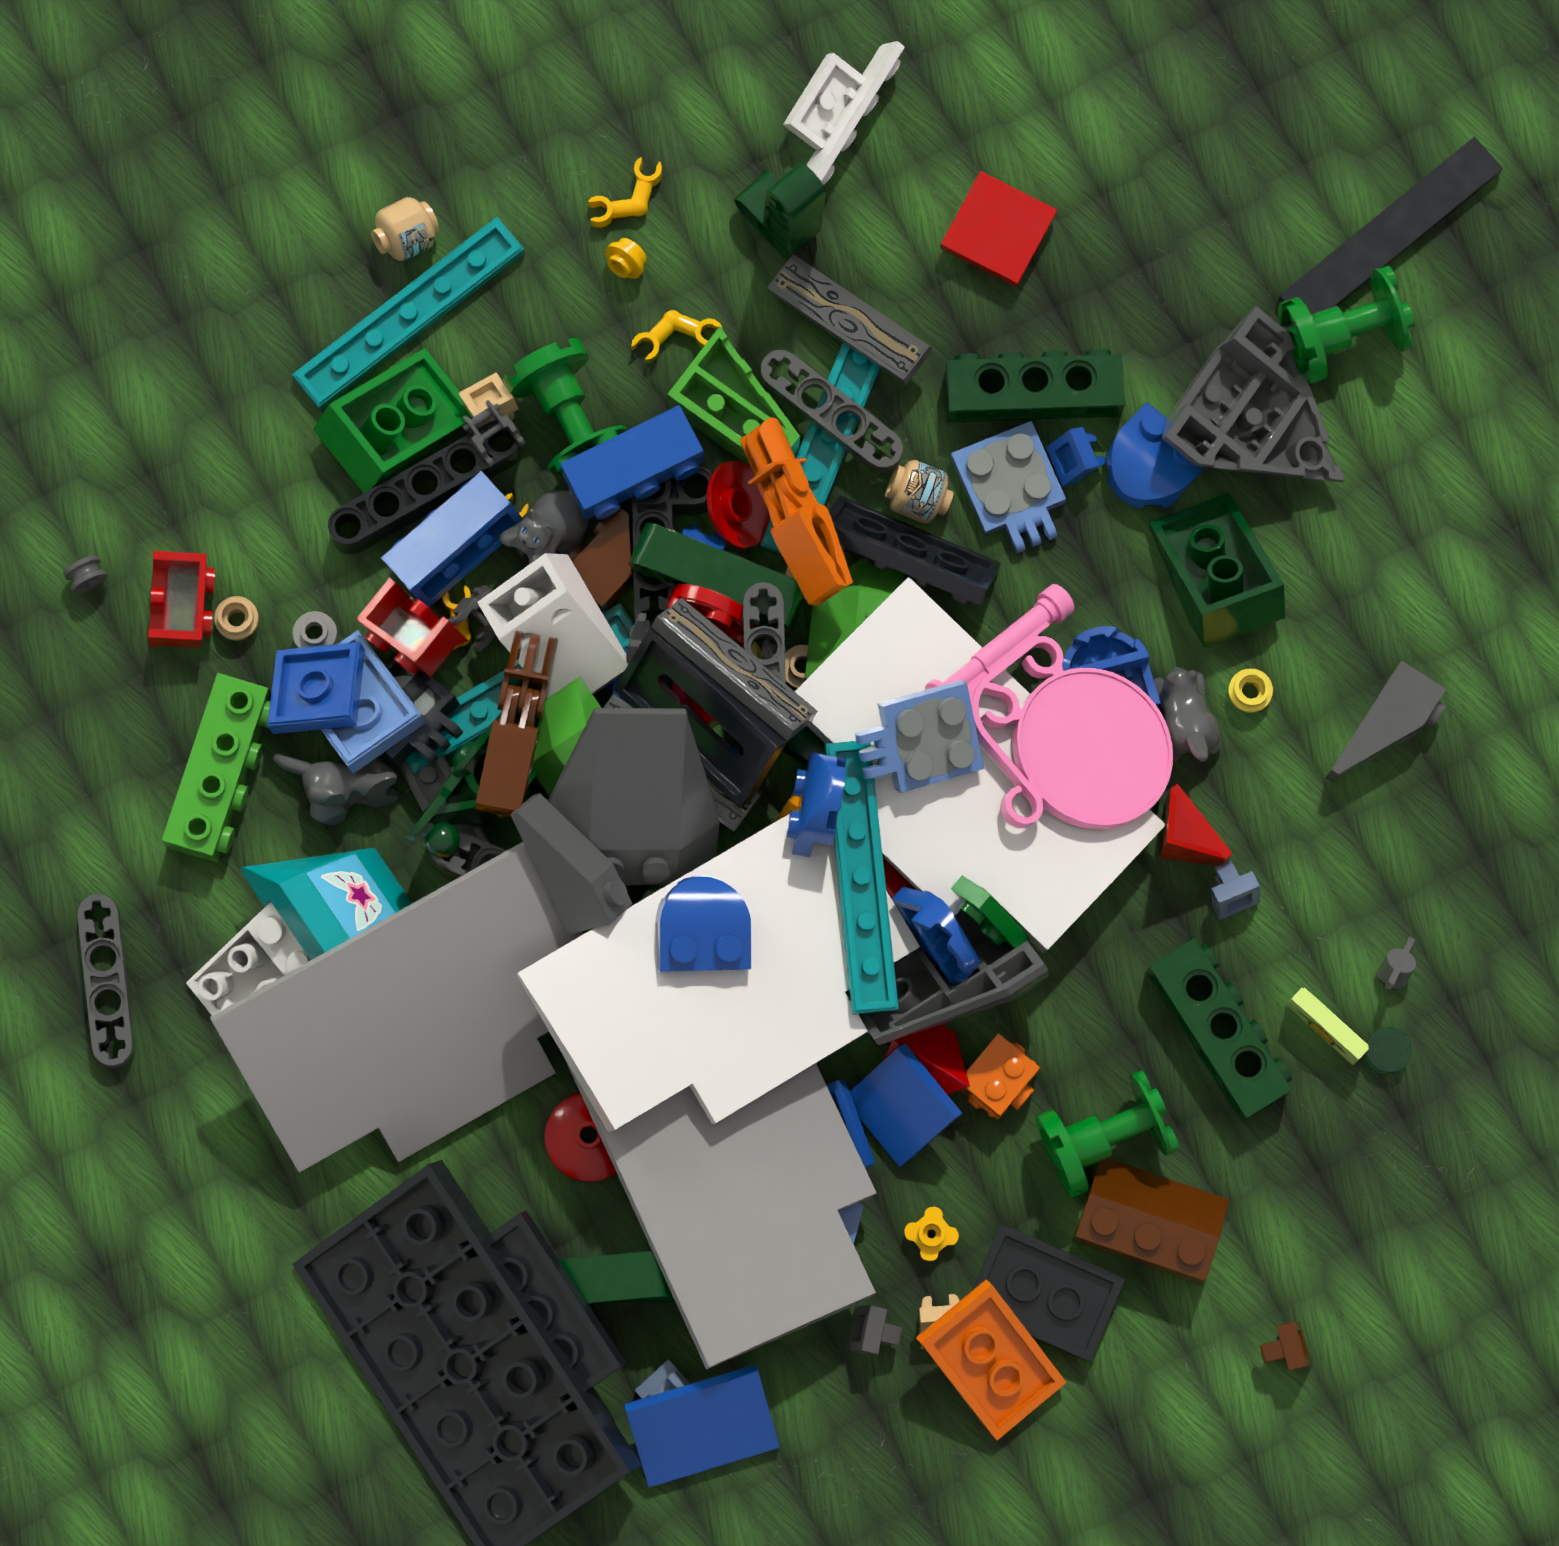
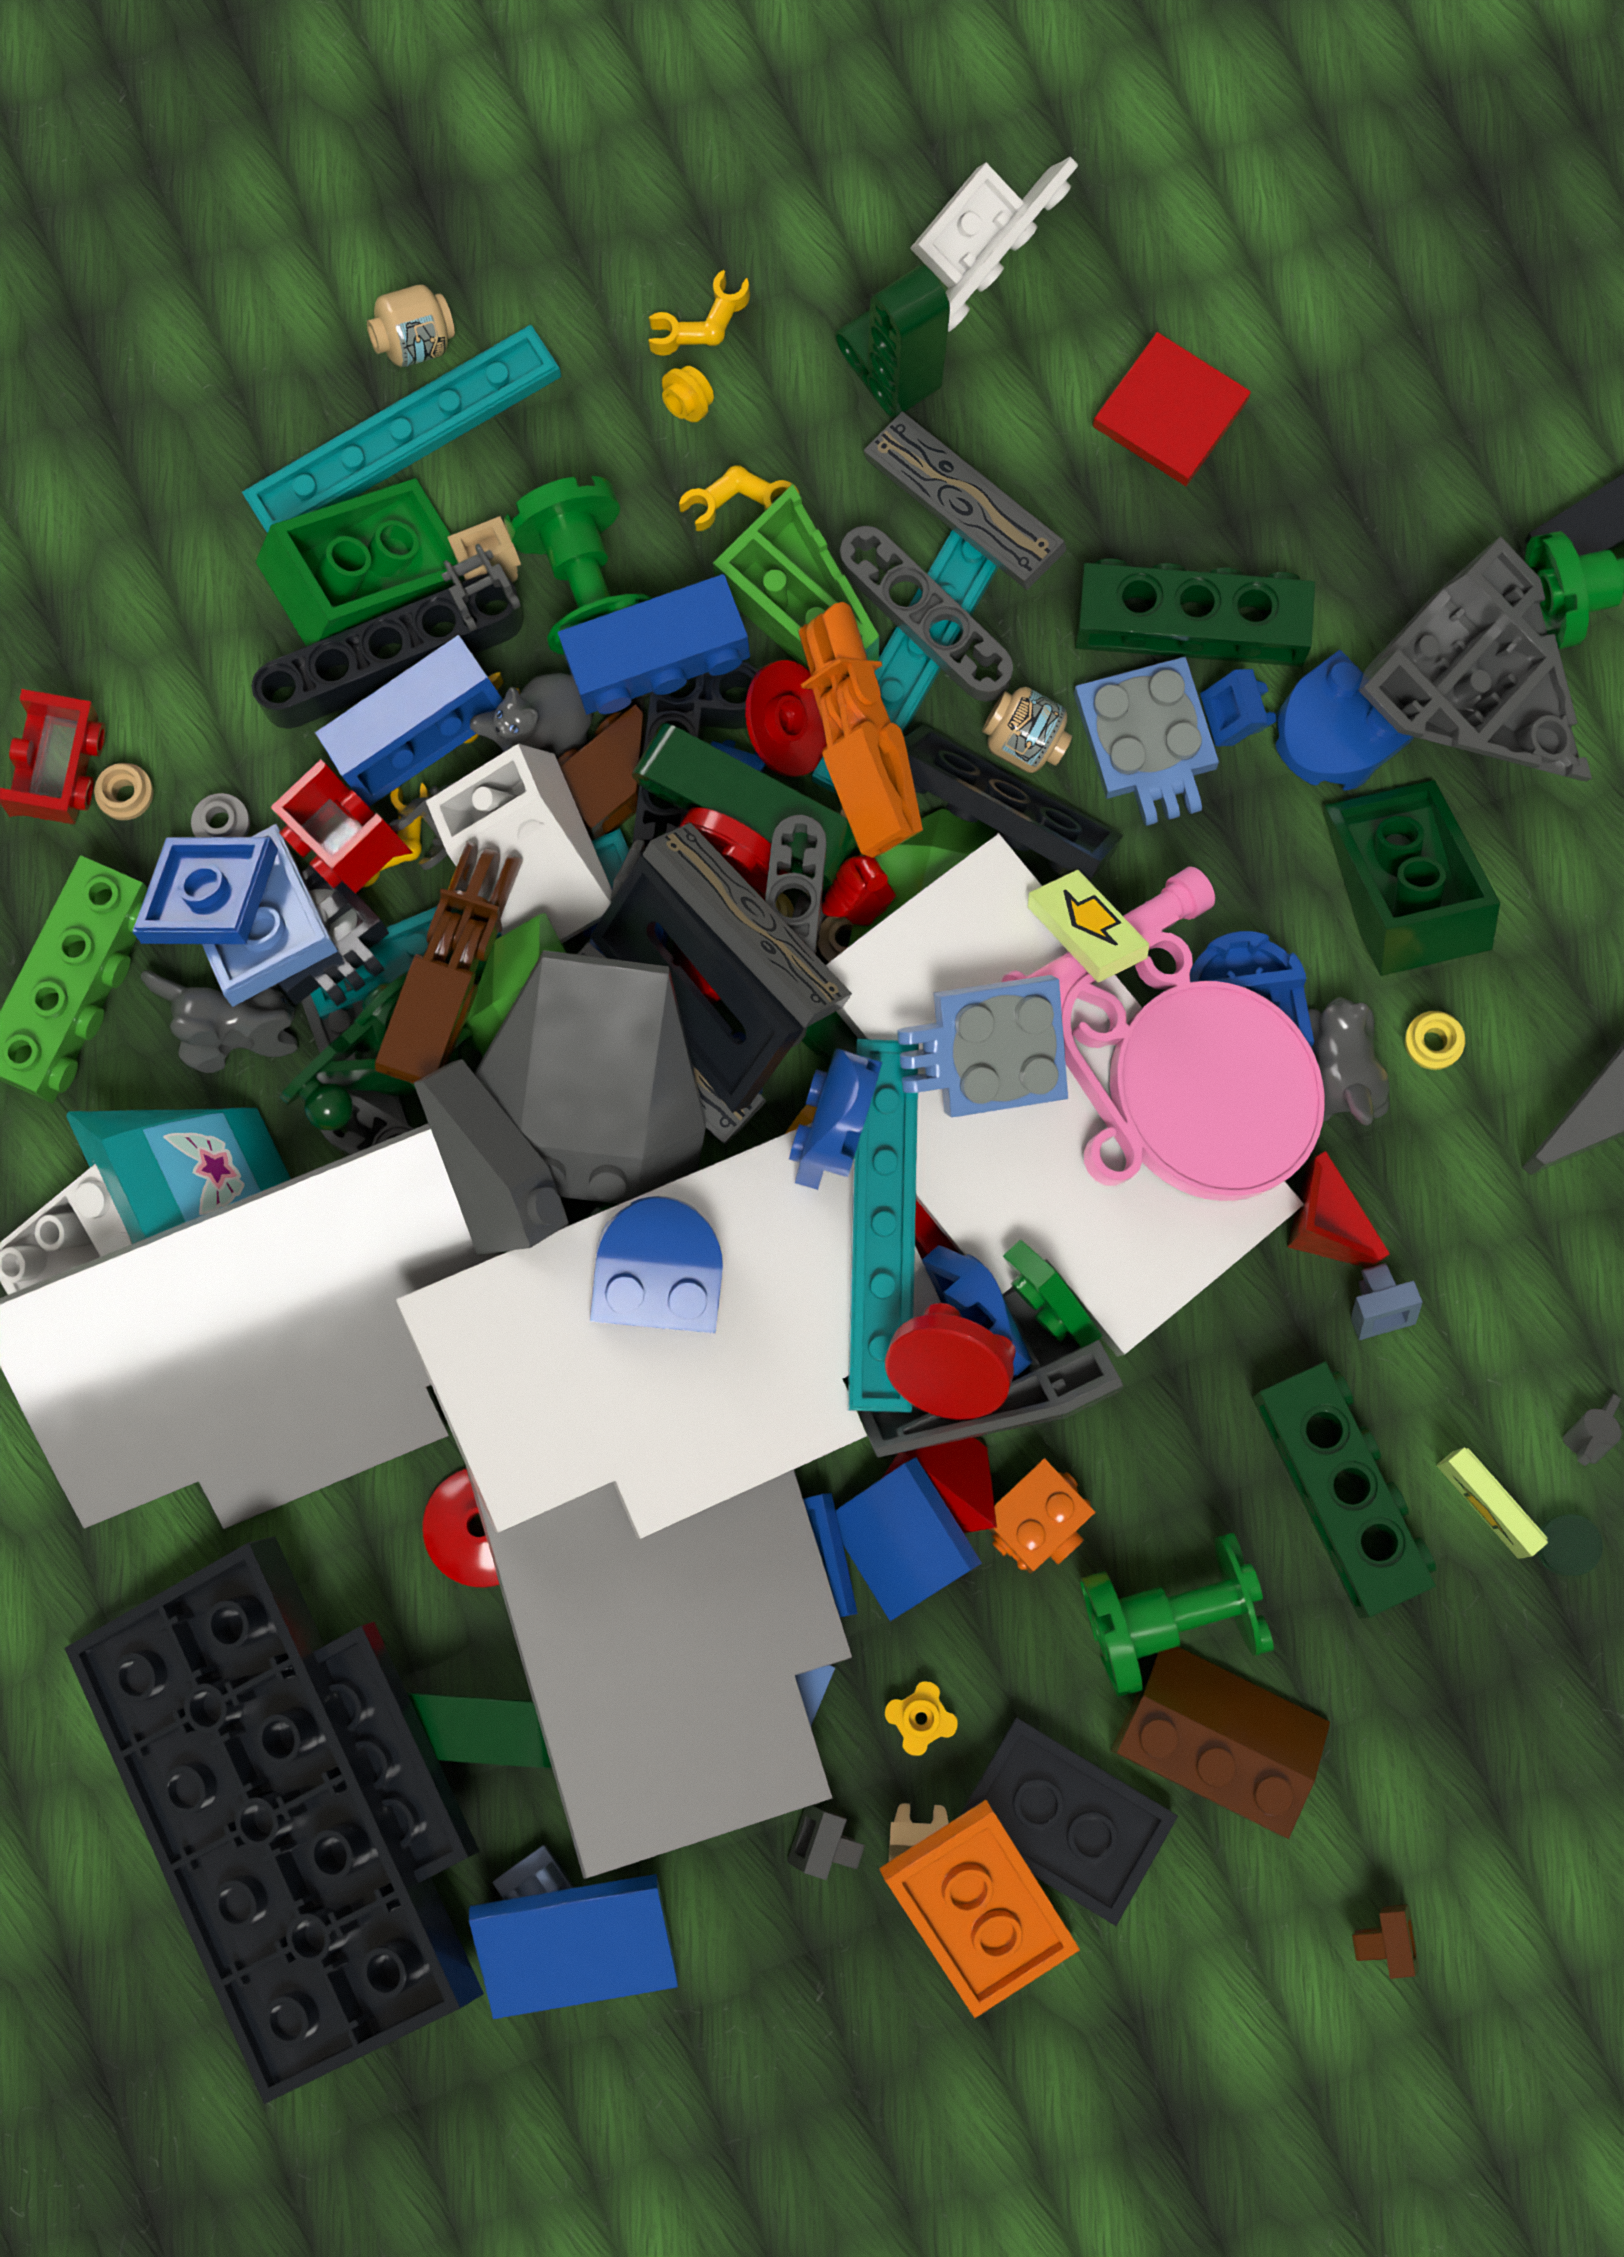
camera: 15 degrees right, 0 degrees up
(809, 631) = (859, 891): none -> red arm
(923, 970) = (950, 1364): none -> red tile
(983, 639) = (1088, 925): none -> yellowish green tile

